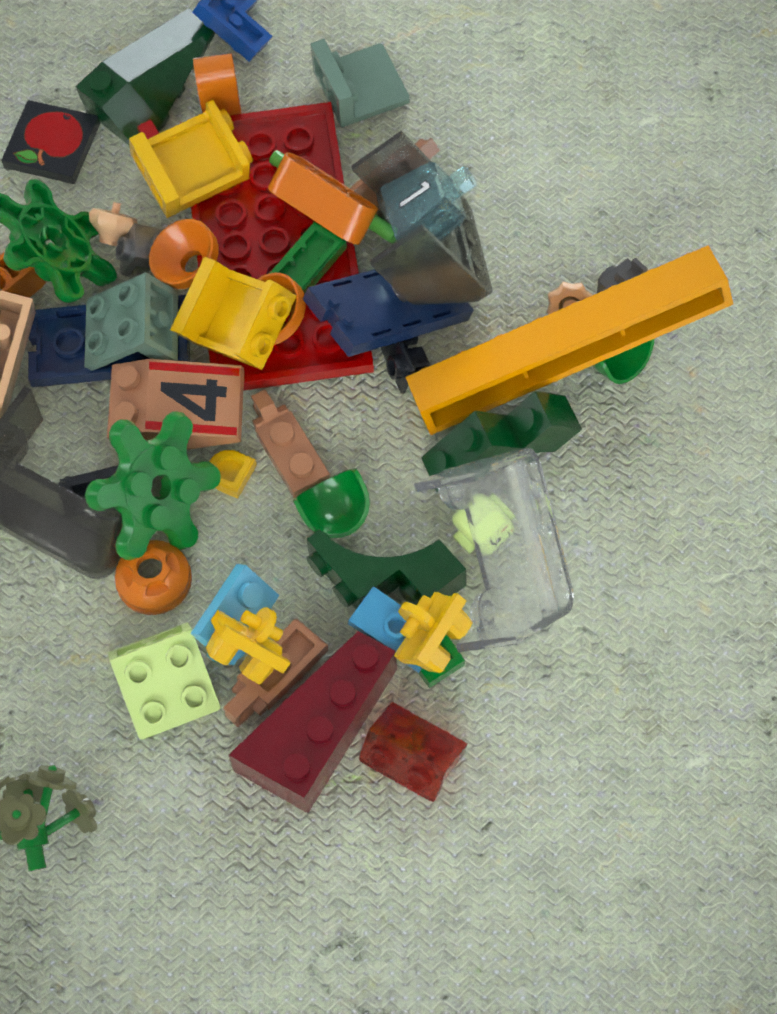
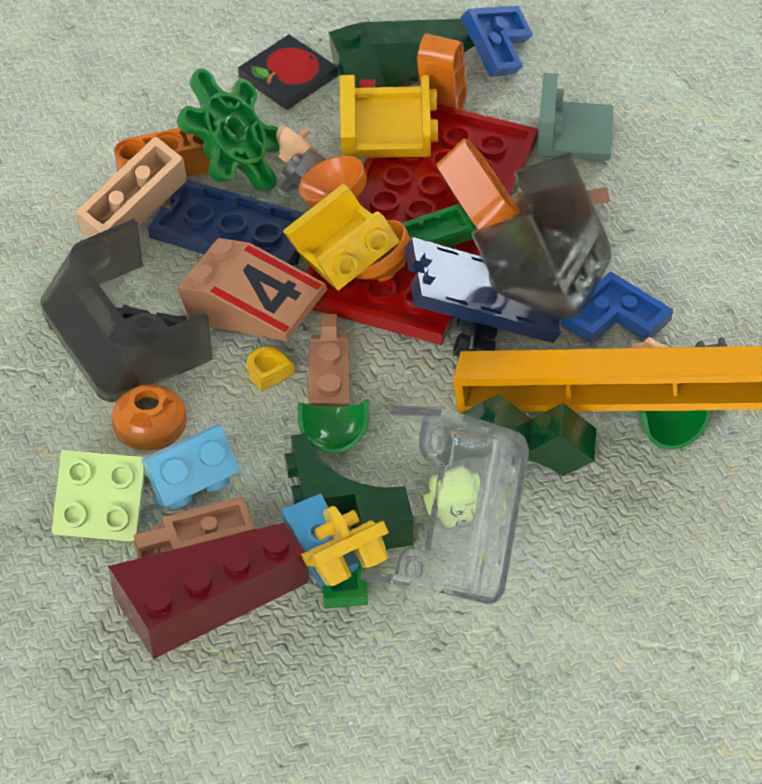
camera: 25 degrees right, 15 degrees down
(131, 320) = (259, 212): sand green bracket -> none
(132, 484) = (162, 323): green plate -> none
(263, 653) = (171, 470): yellow hips -> none
(411, 751) = (273, 648): clear red bracket -> none
(428, 199) = (569, 221): clear light blue torso -> none
(517, 254) = (619, 303): none -> blue plate

